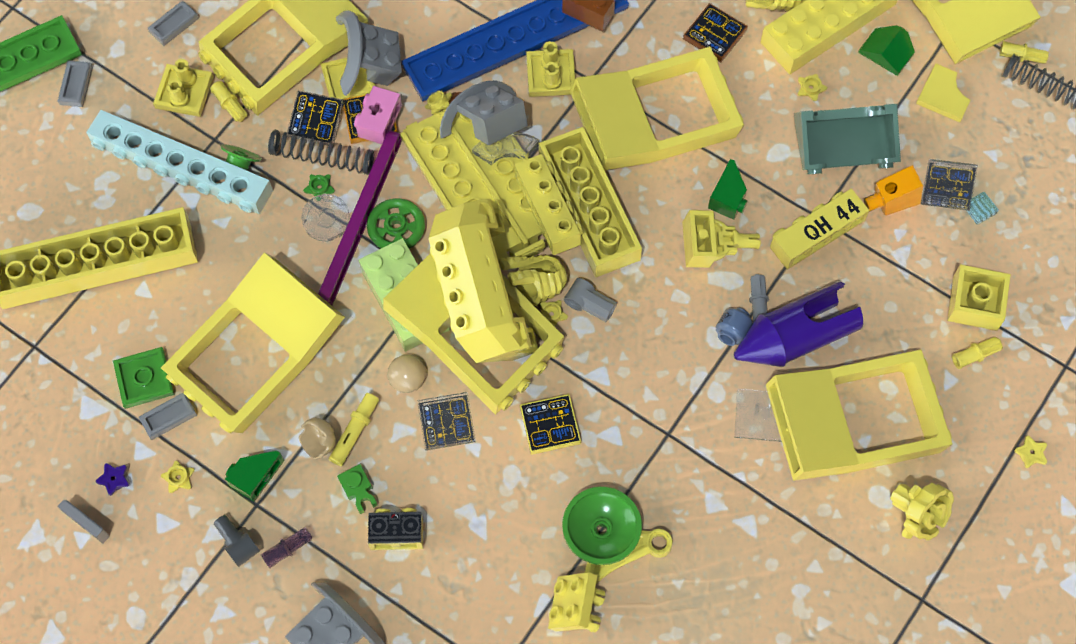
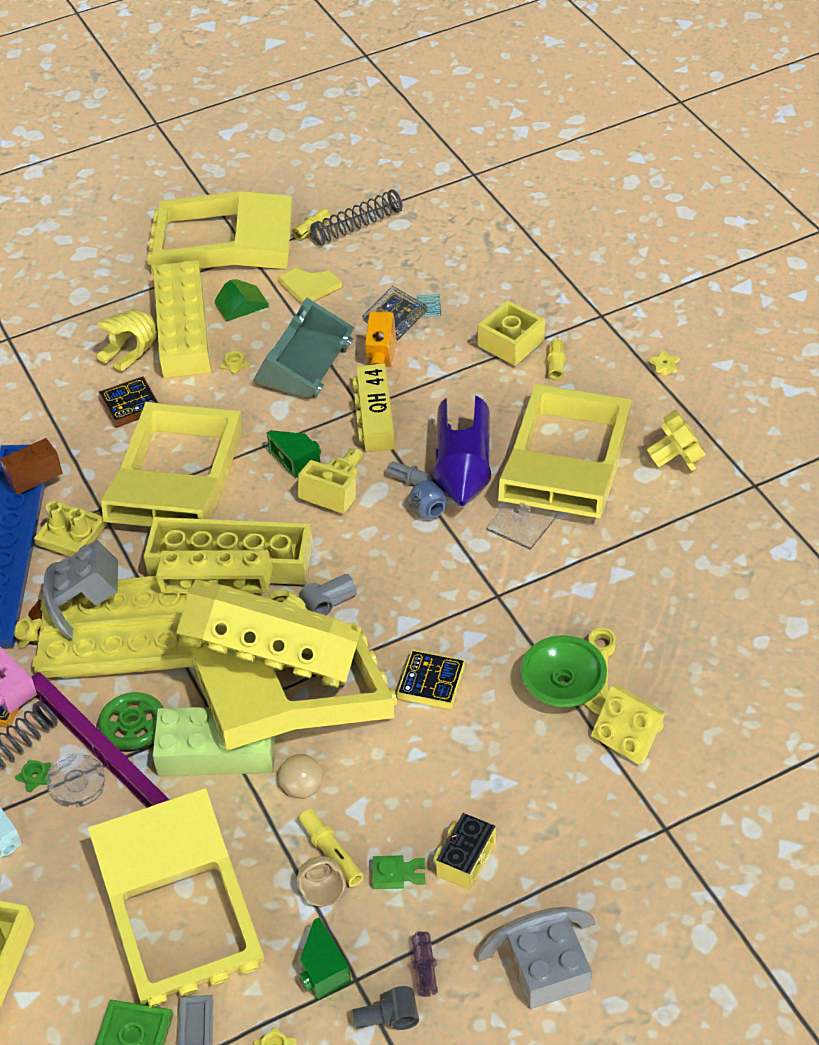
camera: 60 degrees left, 20 degrees down
(446, 421) = (373, 764): clear tile -> none
(514, 145) = (130, 579): clear tile -> none

